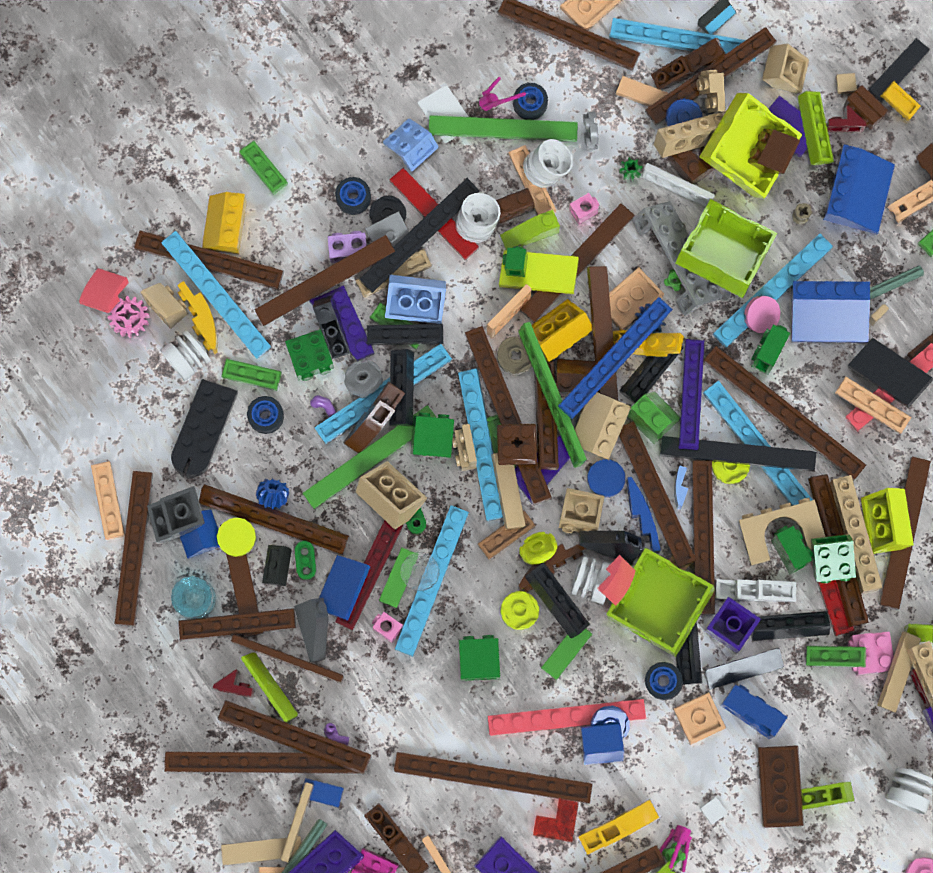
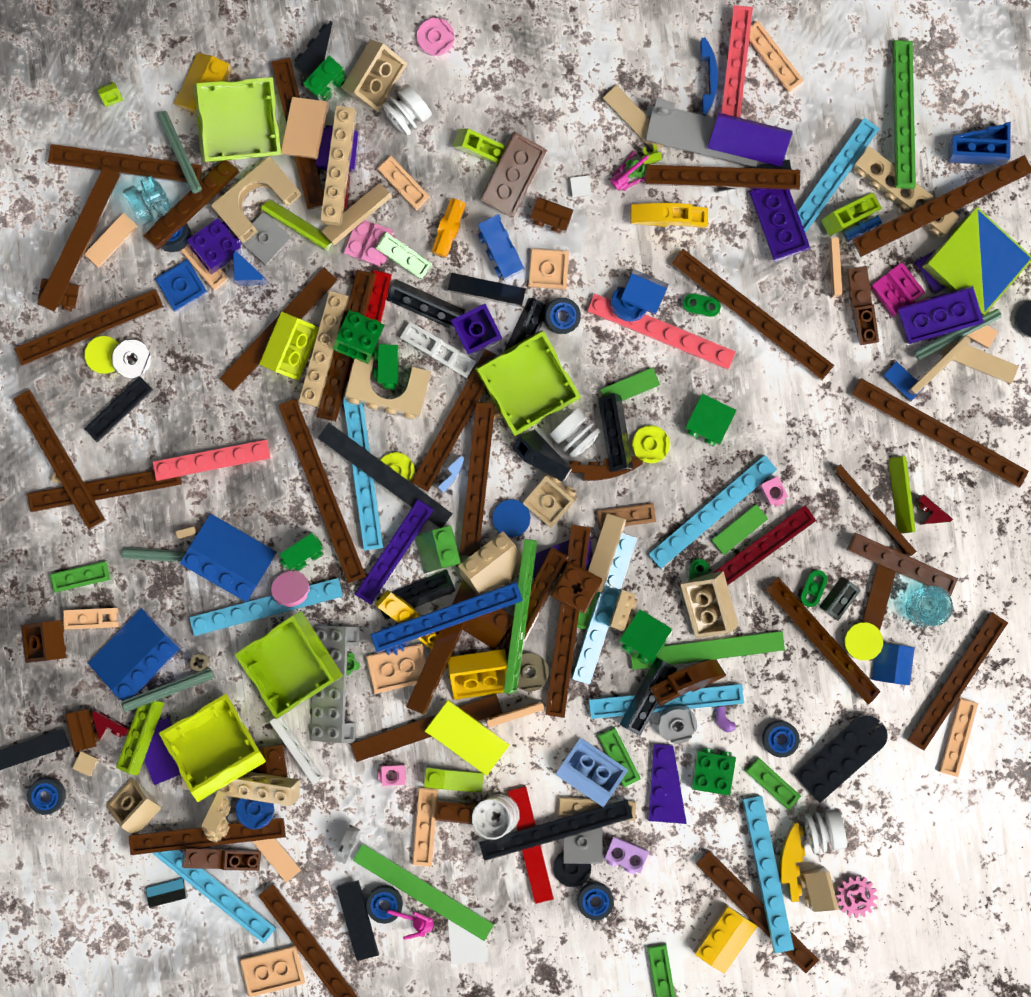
camera: 155 degrees left, 10 degrees up
(103, 290) = (867, 933): coral slope -> none
(175, 515) = (908, 688): dark grey slope -> none
(272, 493) = (812, 662): blue gear -> none
(294, 737) = (904, 439): reddish brown plate -> none
(313, 623) = (837, 526): dark grey slope -> none
(324, 280) = (664, 833): reddish brown tile -> none
(331, 326) = (681, 788): black slope -> none
(331, 733) = (869, 424): medium lavender arm -> none
(343, 586) = (794, 546): blue tile -> none
(405, 334) = (618, 744): black tile -> none
(411, 143) = (515, 923): light blue bracket -> none
(420, 571) = (720, 523): clear tile -> none
(515, 261) = (484, 757): green brick -> none
(538, 548) = (606, 487): neon yellow tile -> none
(543, 760) = (701, 306): none -> green plate
(545, 76) = (357, 920): none -> black slope
(548, 163) = (404, 833): white wheel -> none
(560, 828) = (718, 242): clear red plate -> none
(618, 581) = (553, 419): coral slope -> none
(628, 165) = (328, 793): green gear -> none
(640, 510) = (498, 474): blue slope -> none
(725, 767) = (551, 215): none -> reddish brown brick
(773, 151) = (194, 730): reddish brown slope -> none
(810, 705) = (448, 227): none -> light orange piece
(815, 175) = (166, 690): none -> sand green axle
(865, 31) = (56, 791): none -> wheel
(873, 405) = (241, 453): light nougat tile -> none
(874, 725) = (403, 182): none -> light nougat tile
(890, 372) = (209, 473): black tile -> none
(900, 100) = (46, 719): yellow tile -> none

